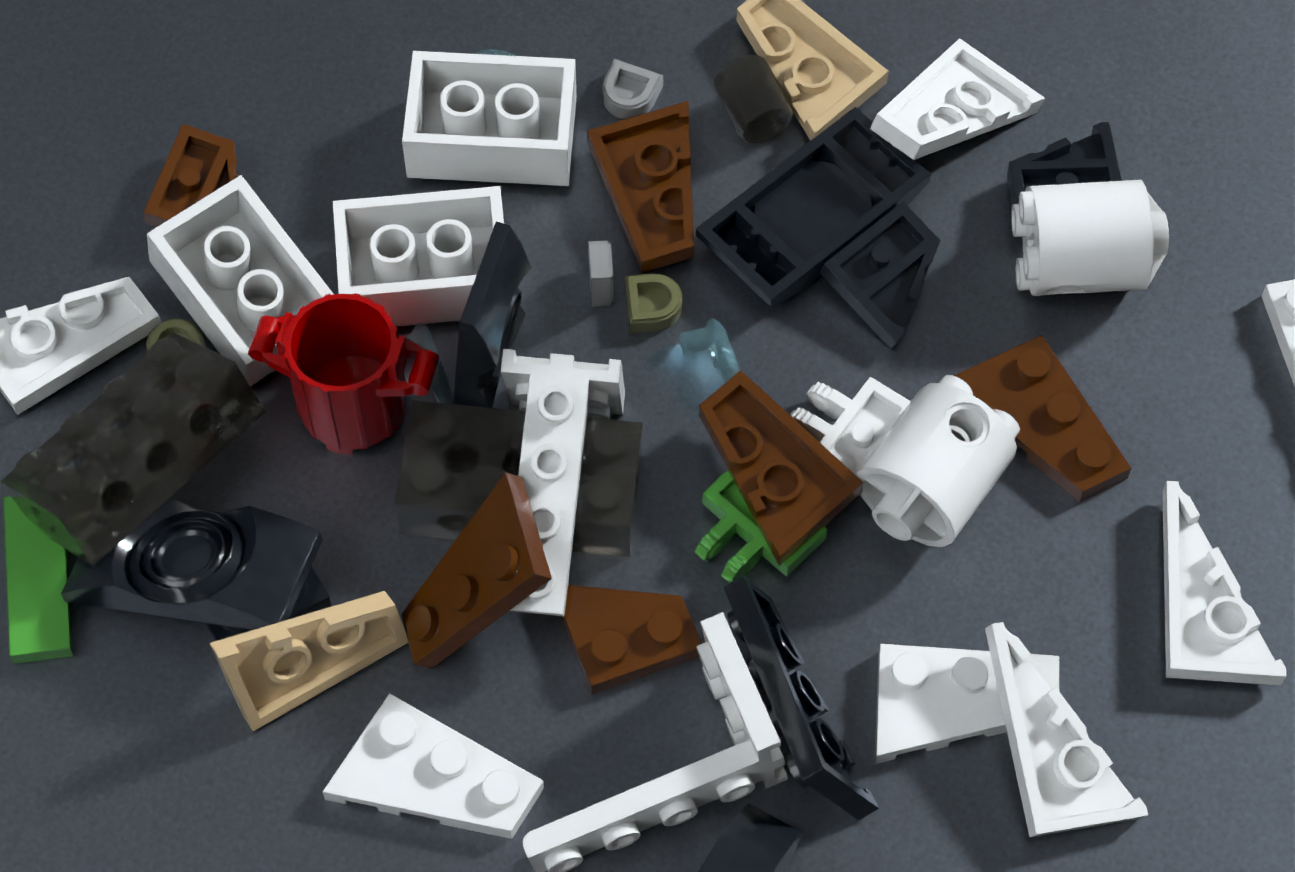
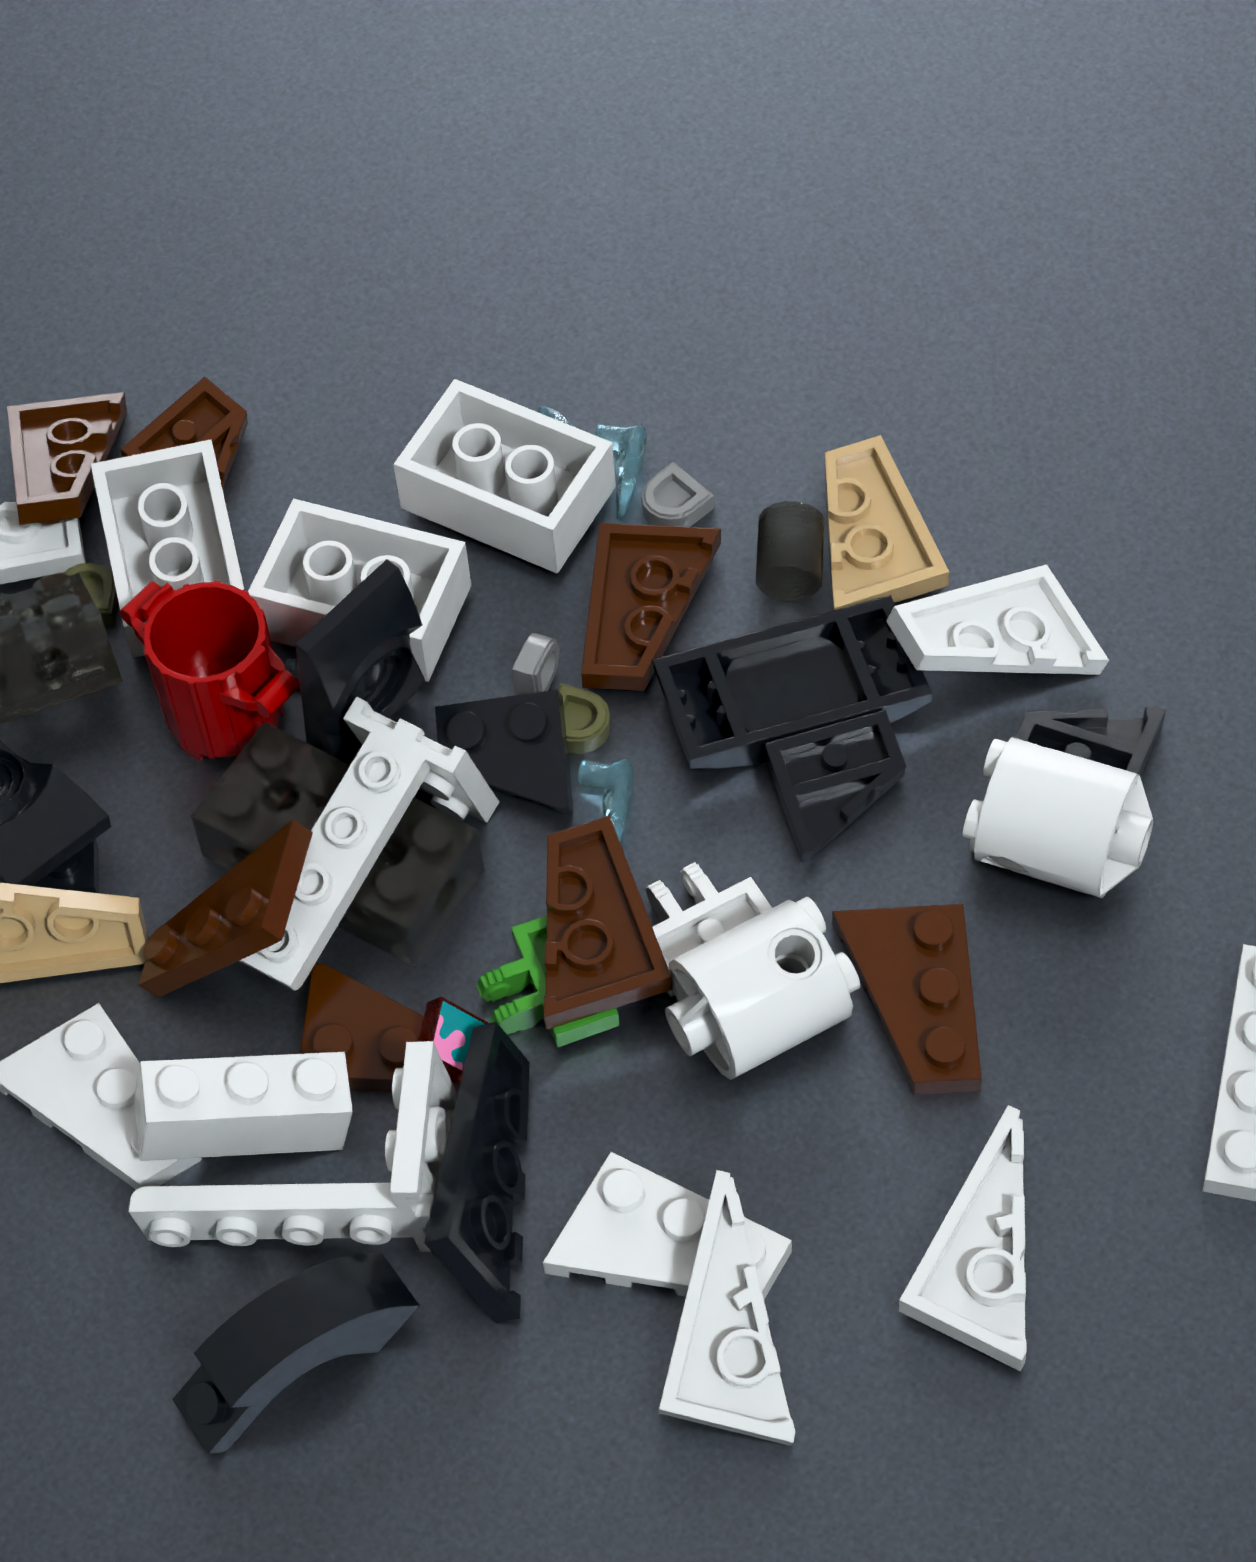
camera: 30 degrees right, 5 degrees down
(88, 236) = (55, 450): none -> reddish brown wing
(571, 730) = (242, 1105): none -> white brick
(584, 89) = (631, 448): none -> clear light blue bar
(623, 330) = (514, 744): none -> black wing
(699, 599) = (451, 1032): none -> tile

